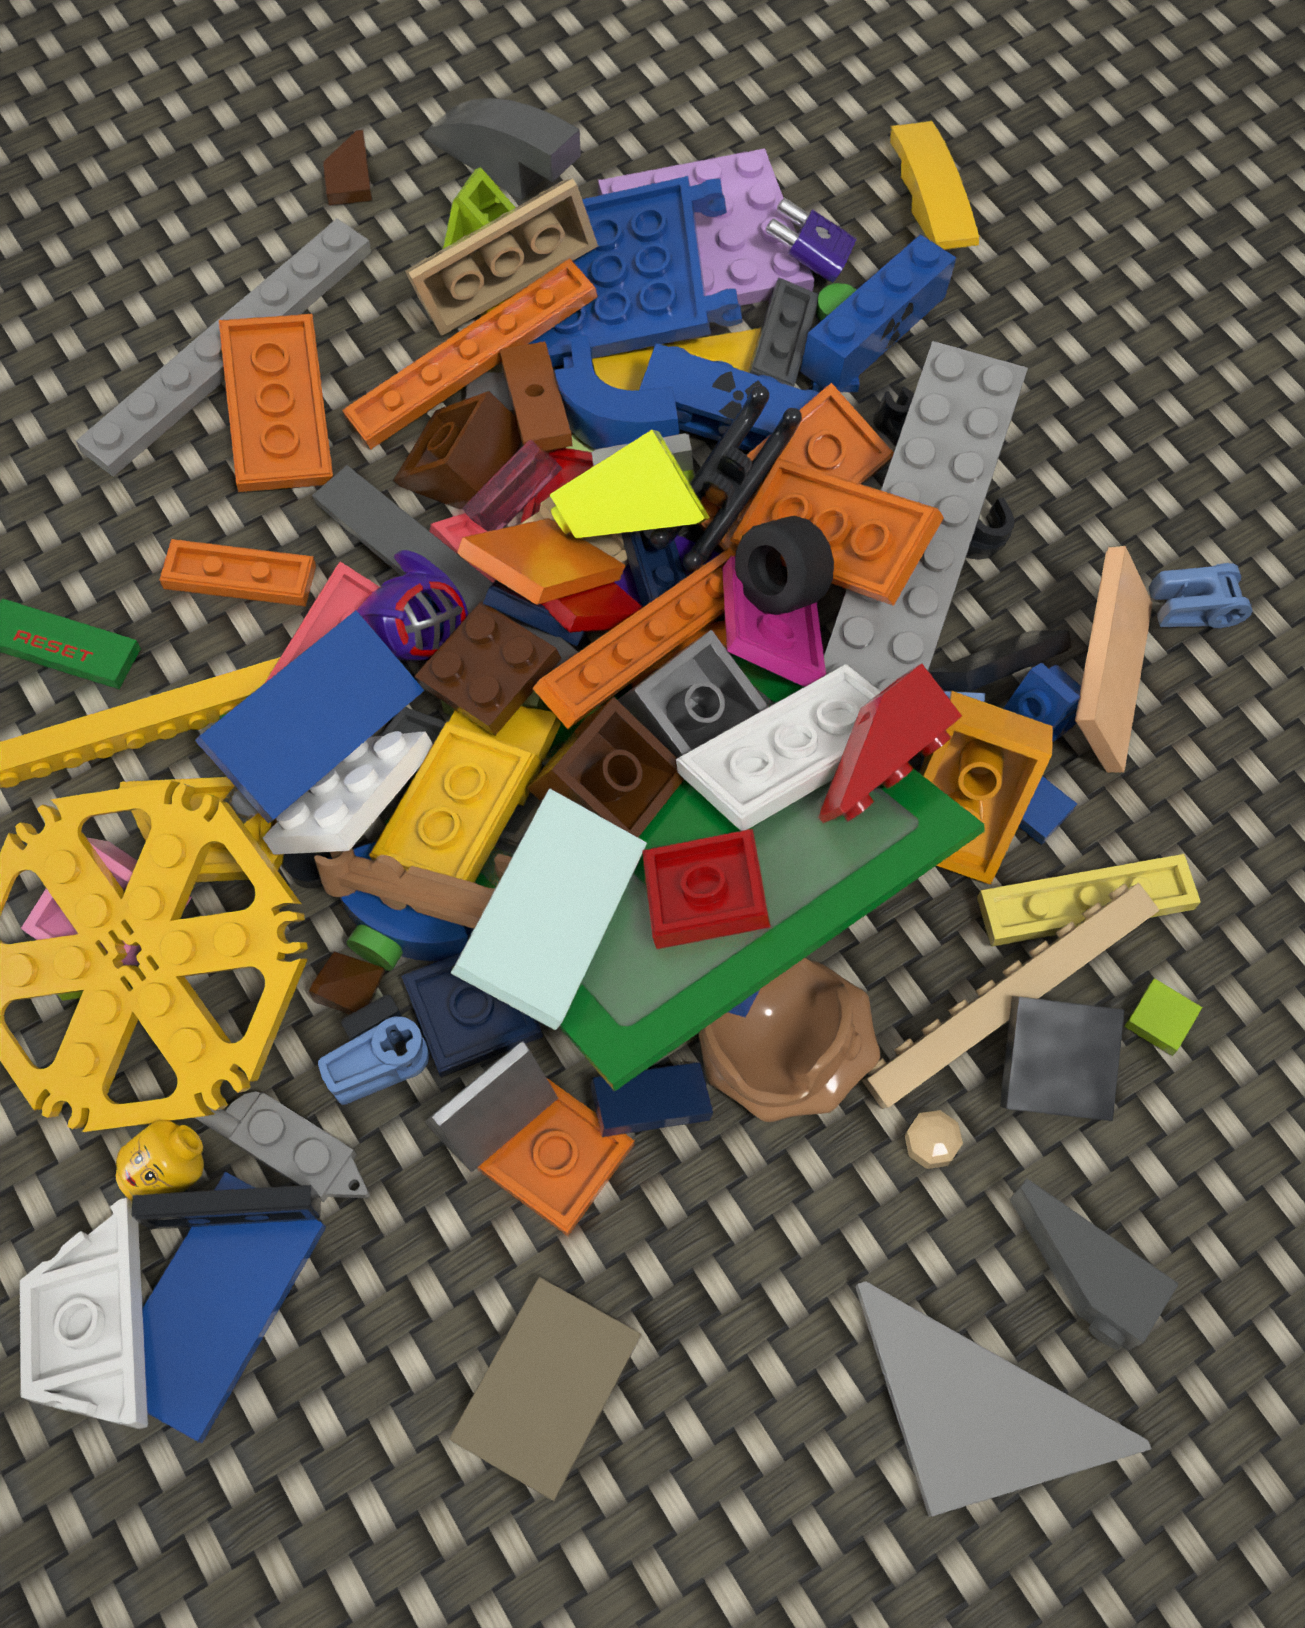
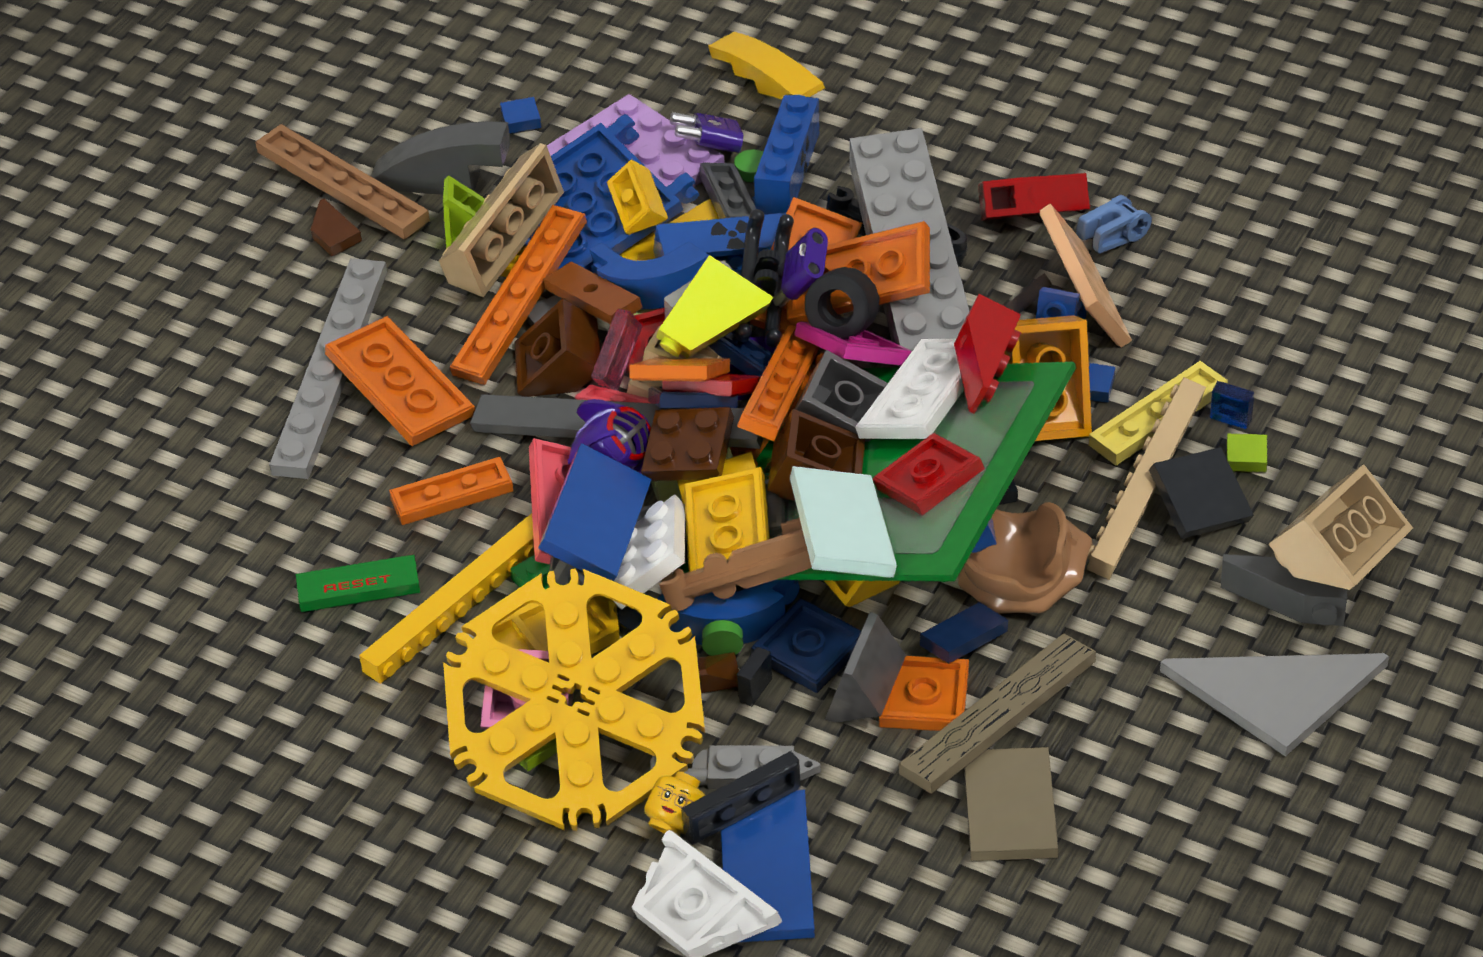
camera: 25 degrees left, 20 degrees down
(372, 1062) = (771, 693): medium blue piece -> none
(396, 119) = (343, 181): none -> medium nougat plate
(610, 1247) = (996, 713): none -> dark tan tile
(635, 121) = (521, 115): none -> blue tile
(663, 295) = (636, 198): none -> yellow slope
(768, 491) = (802, 266): none -> dark purple piece
(933, 1139) = (1153, 575): tan tile -> none
(1128, 510) = (1030, 194): none -> red slope
(1185, 940) = (1232, 405): none -> clear blue tile
(1194, 1243) = (1342, 533): none -> tan slope

